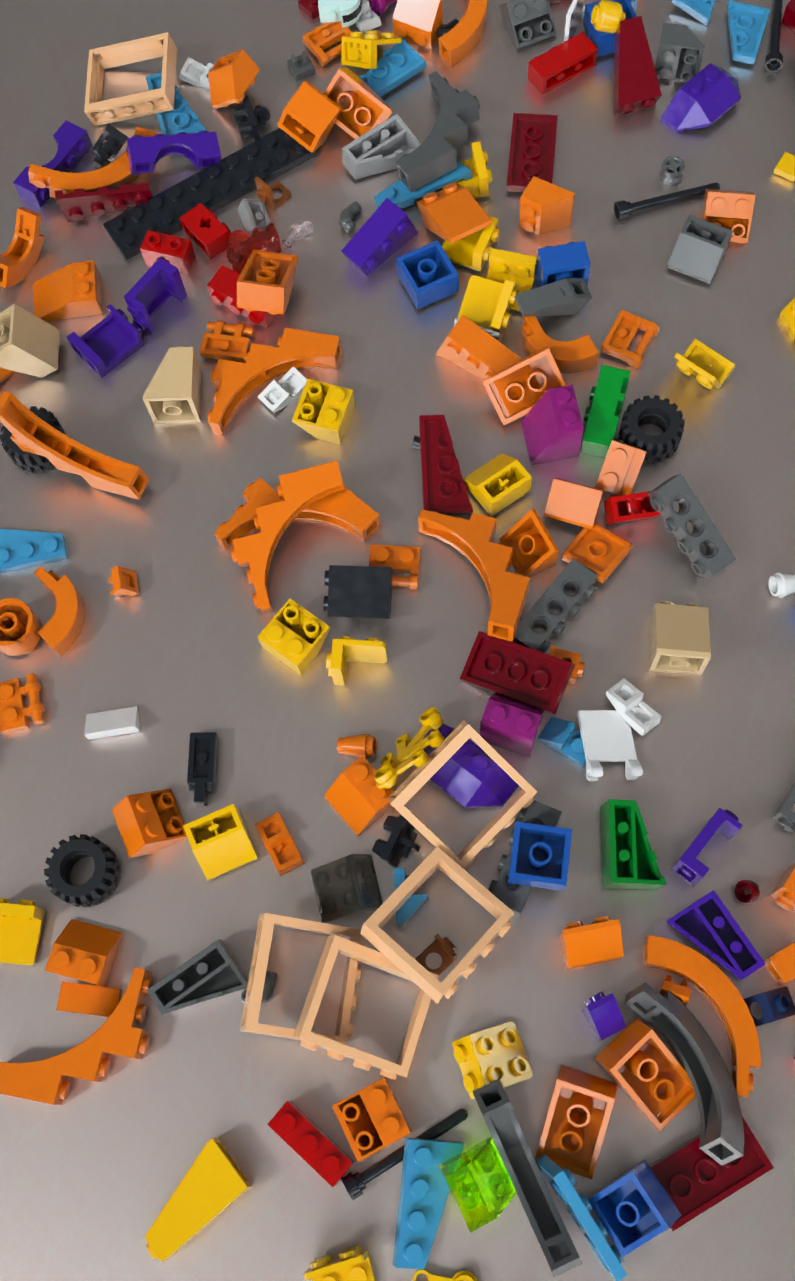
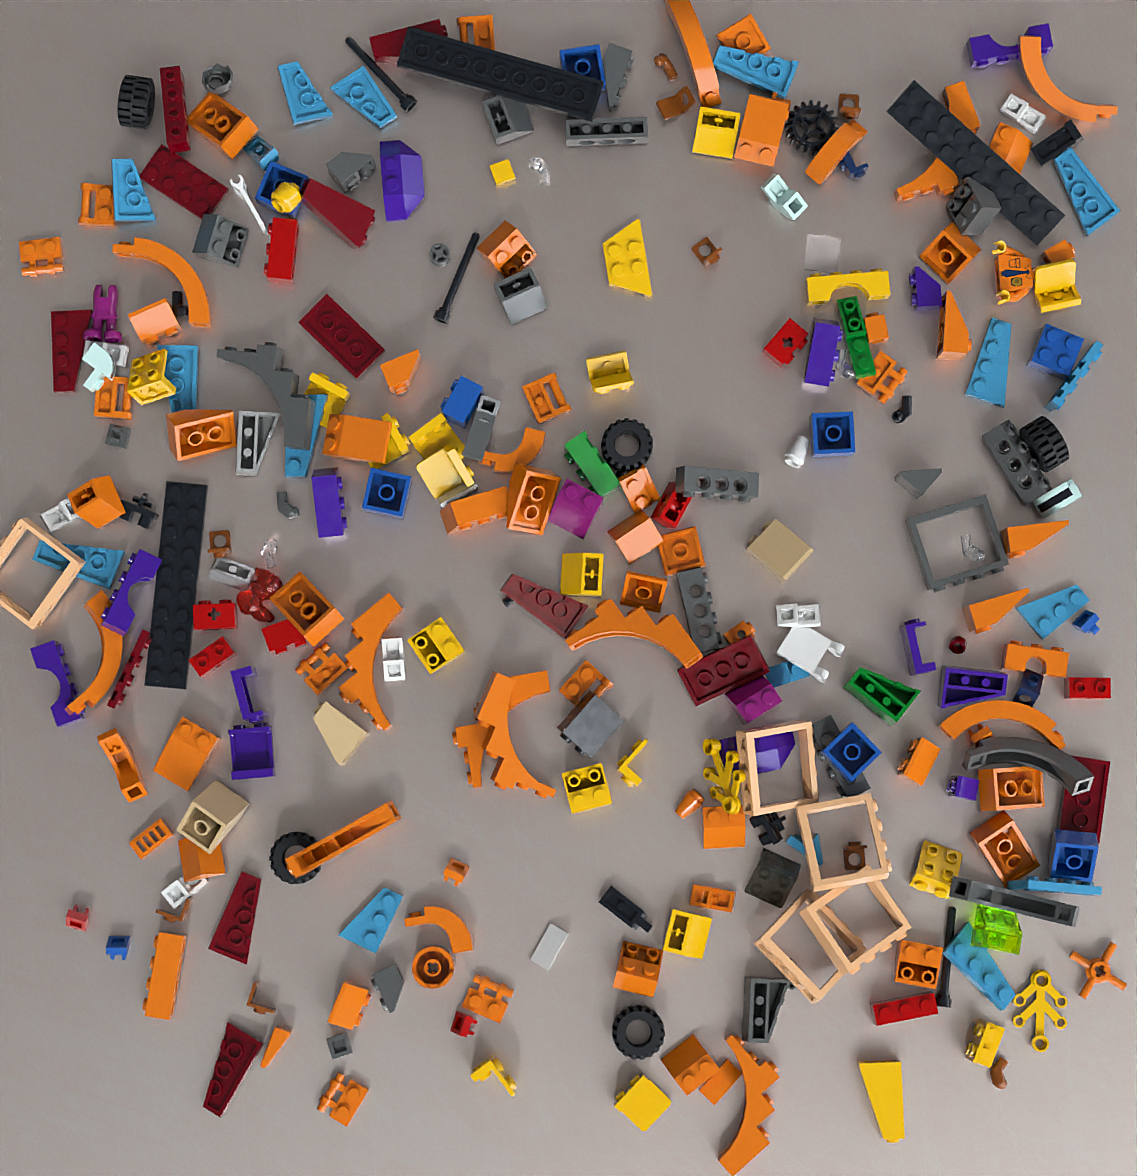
camera: 65 degrees left, 15 degrees up
(108, 145) = (87, 636): black hinge -> none
(309, 116) = (185, 473): orange slope -> none

